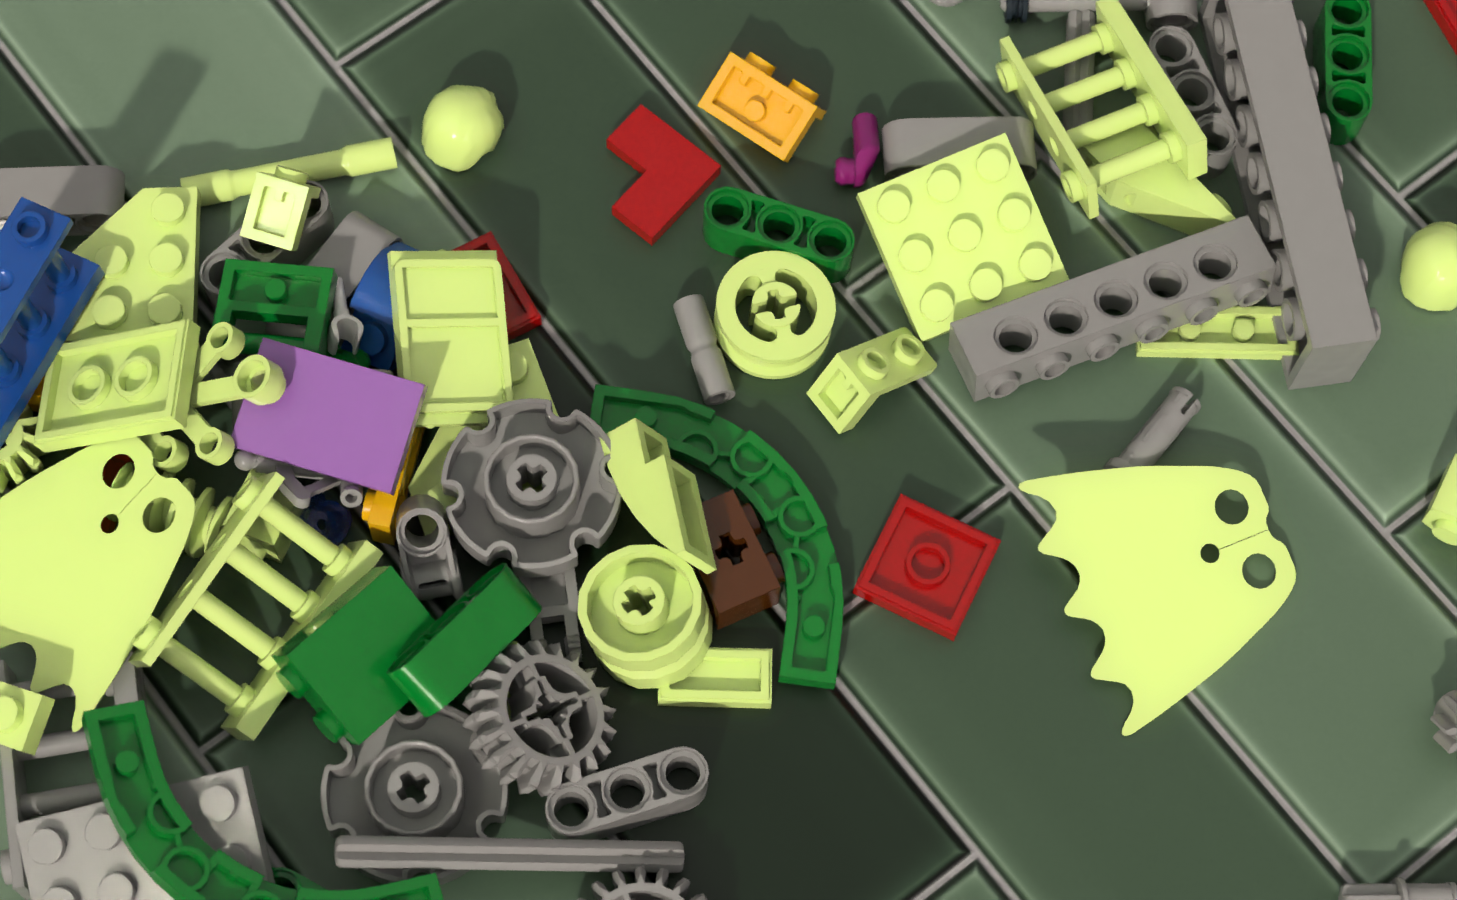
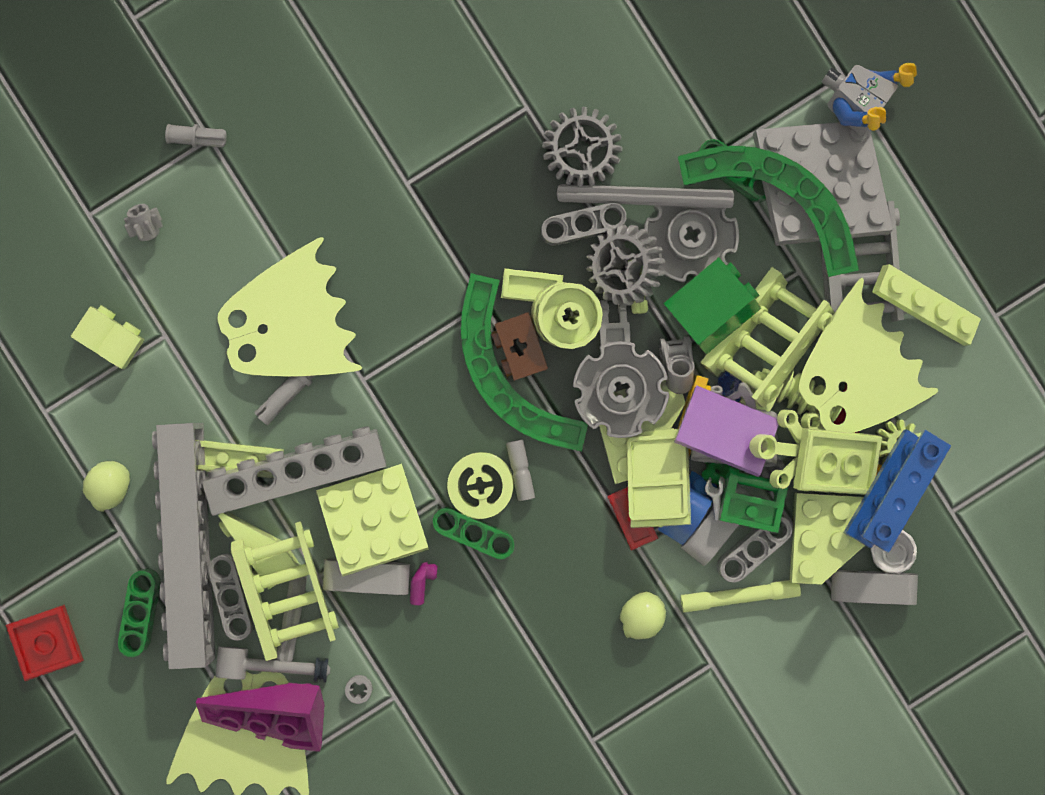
camera: 165 degrees left, 20 degrees up
(279, 207) = (747, 561): yellowish green bracket -> none
(464, 640) = (662, 305): green beam -> none
(660, 492) = (554, 375): yellowish green slope -> none
(670, 171) = (527, 581): red tile -> none
(761, 106) = (473, 615): yellow bracket -> none
(866, 372) = (430, 445): yellowish green bracket -> none
(926, 567) = (414, 336): red tile -> none

